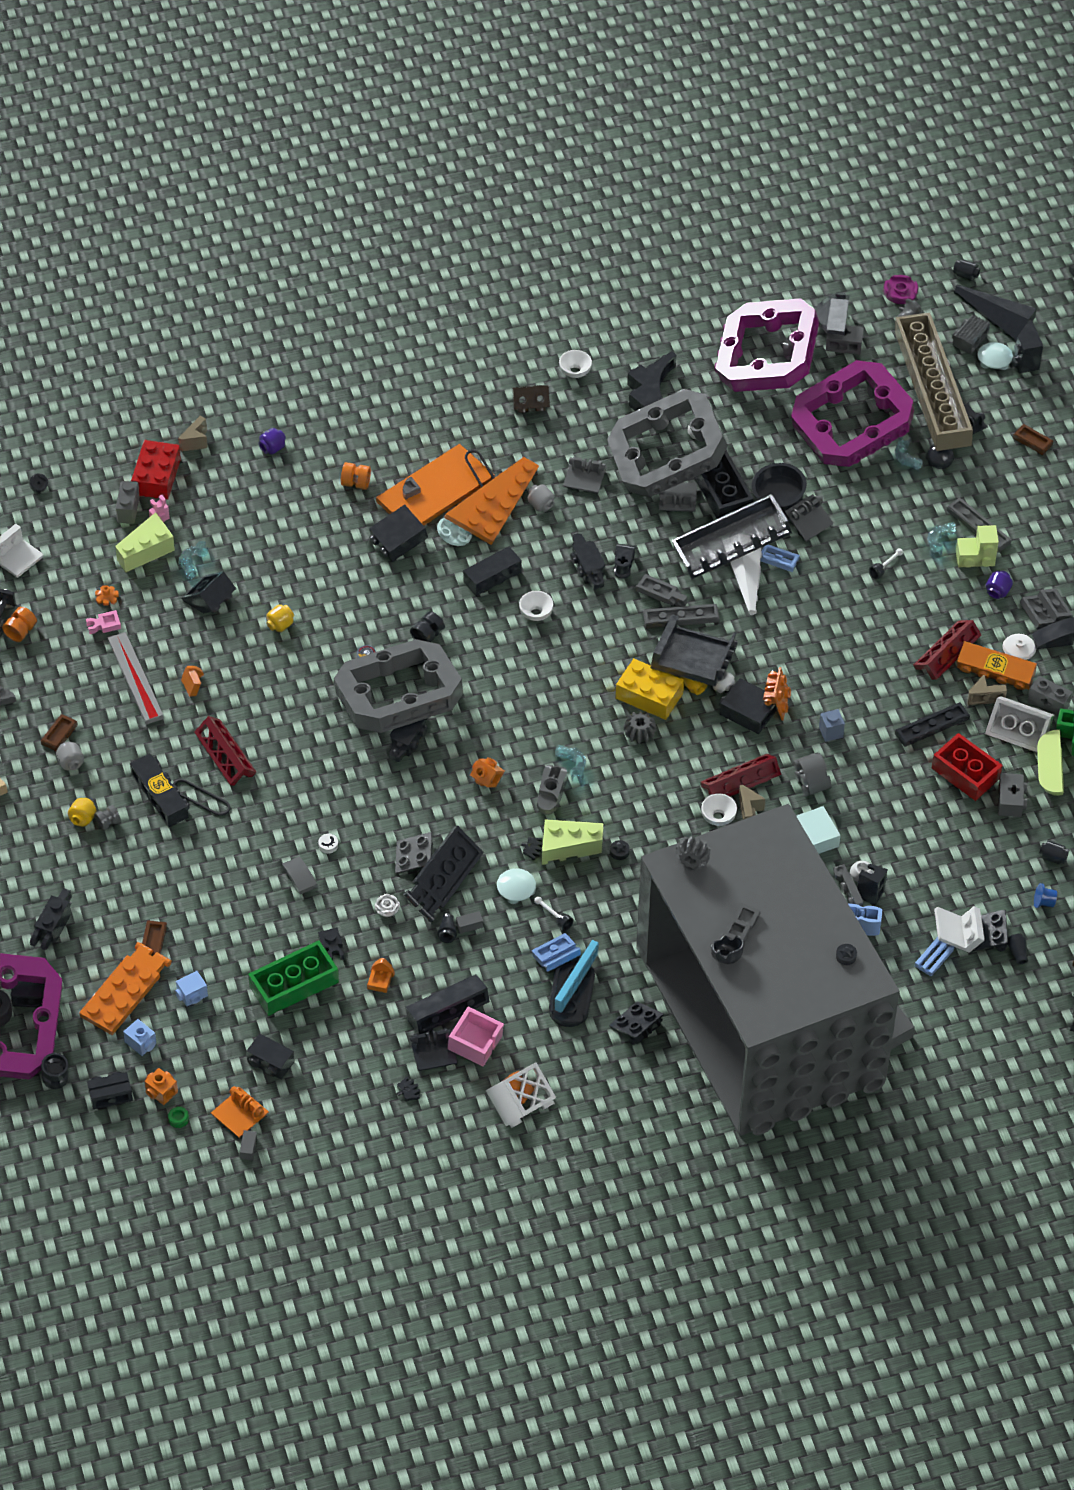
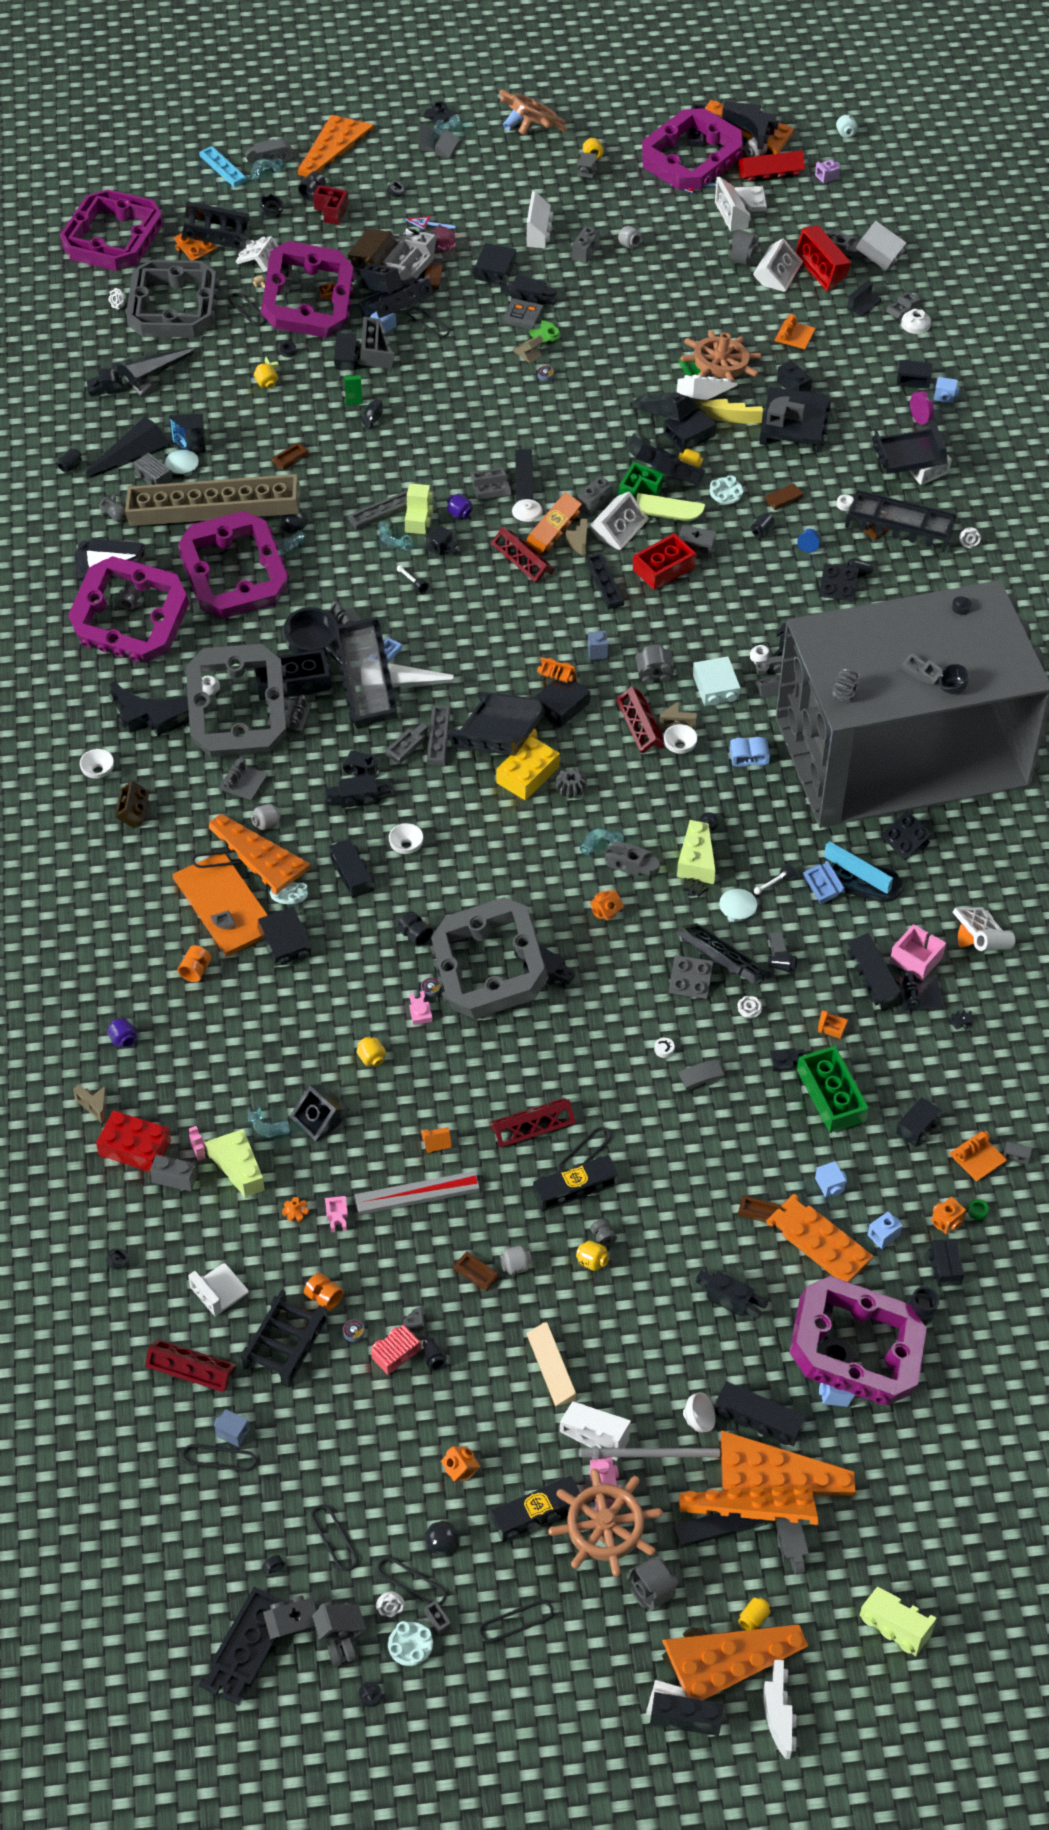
camera: 80 degrees left, 0 degrees up
(338, 651) = (420, 1009): none -> bright pink plate
(900, 288) = (74, 512): magenta tile -> none
(943, 576) = (441, 540): none -> black brick
(960, 931) = (837, 594): white bracket -> none

